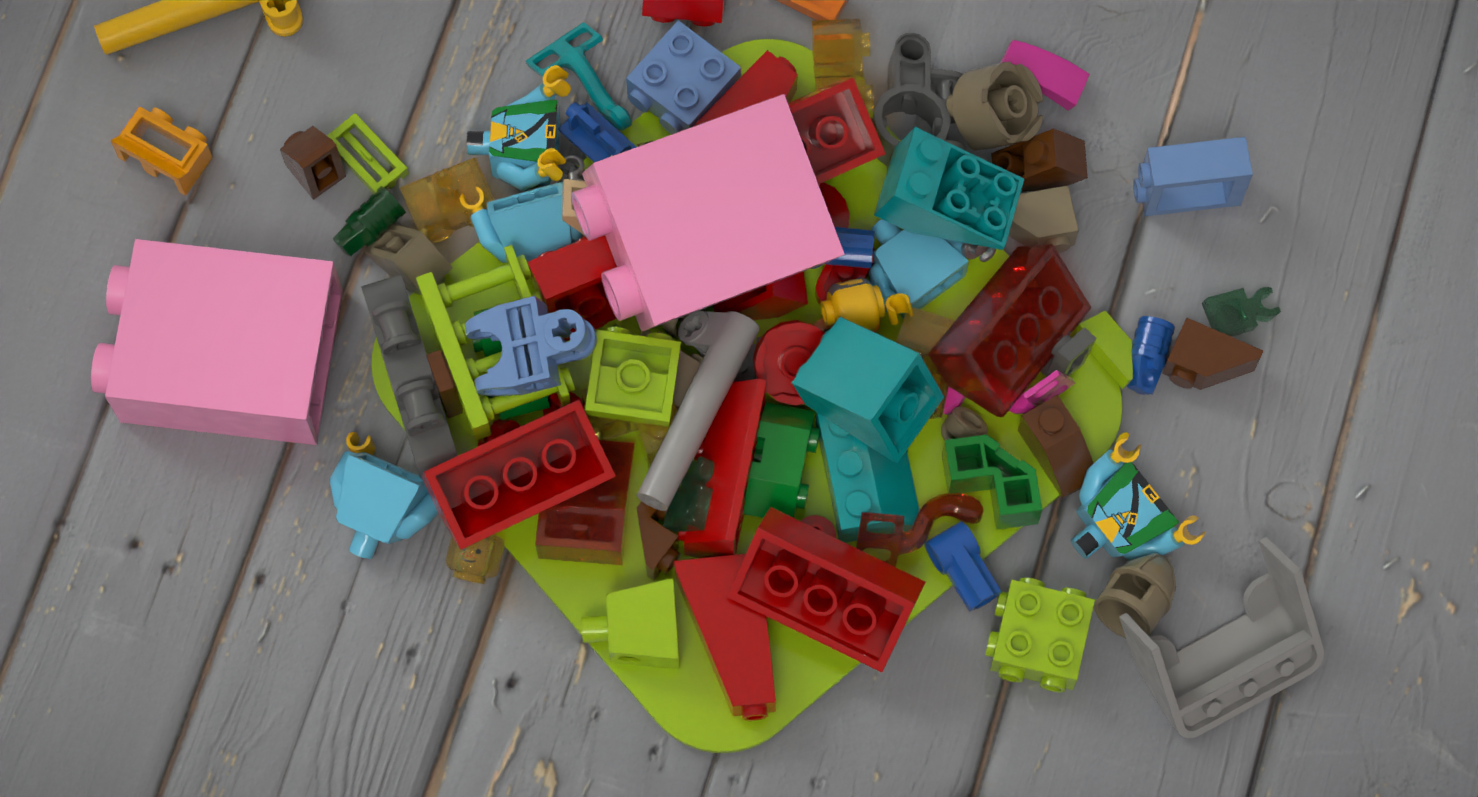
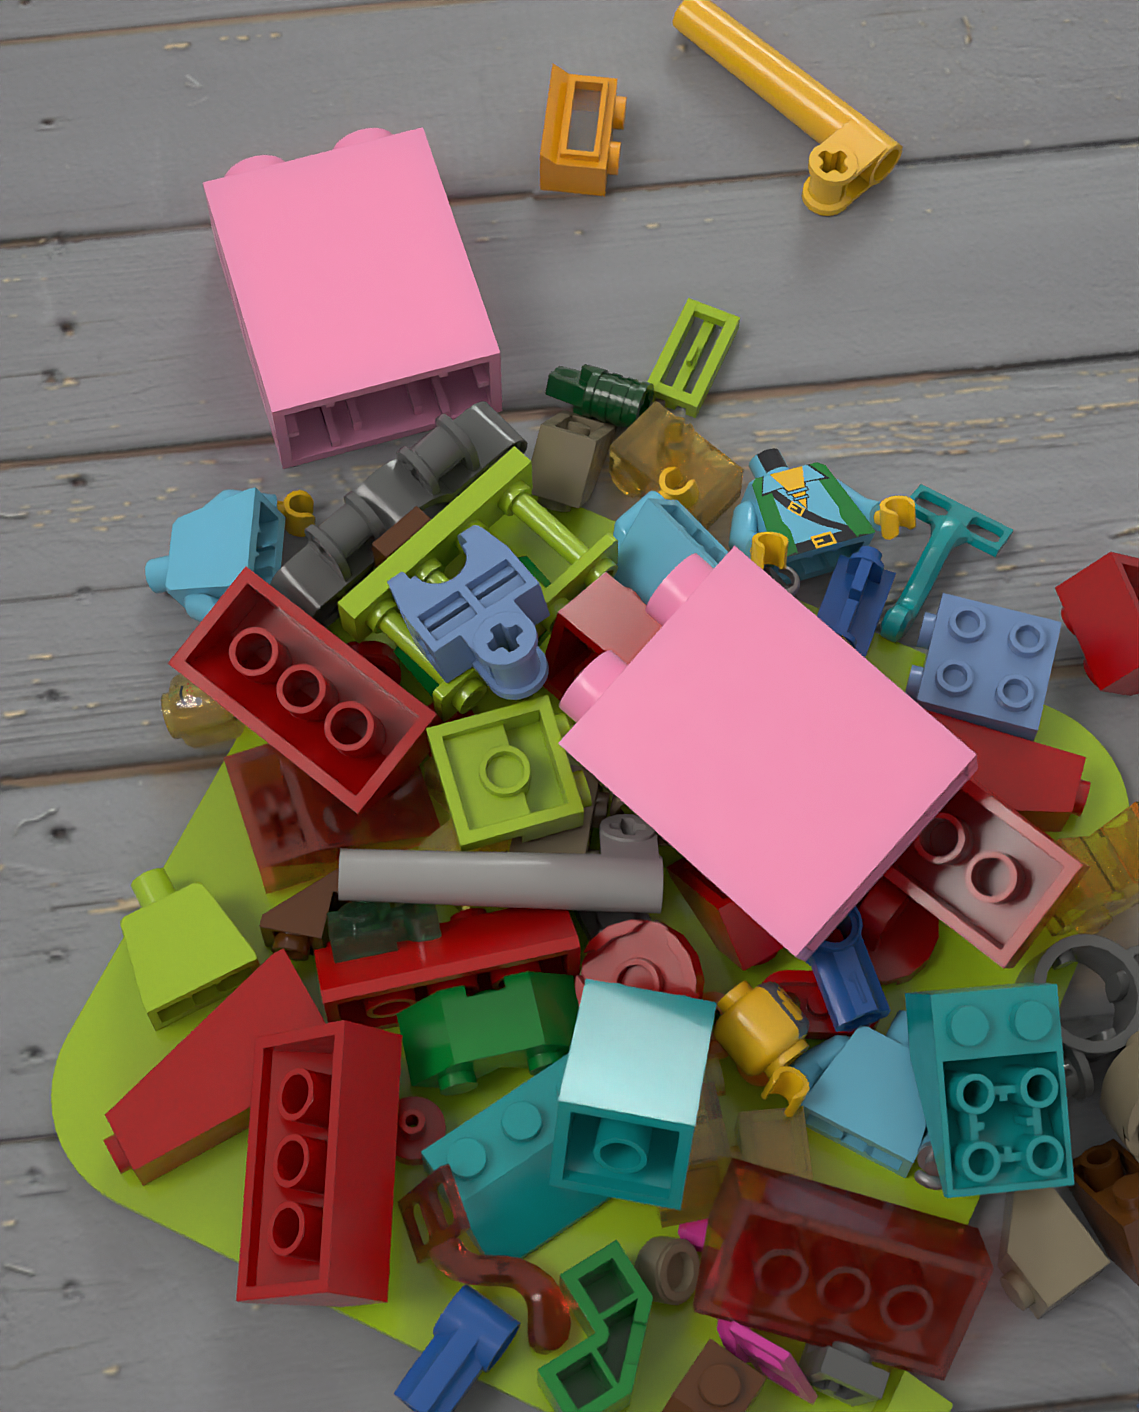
camera: 65 degrees right, 5 degrees down
(313, 160) = (644, 294): reddish brown slope -> none

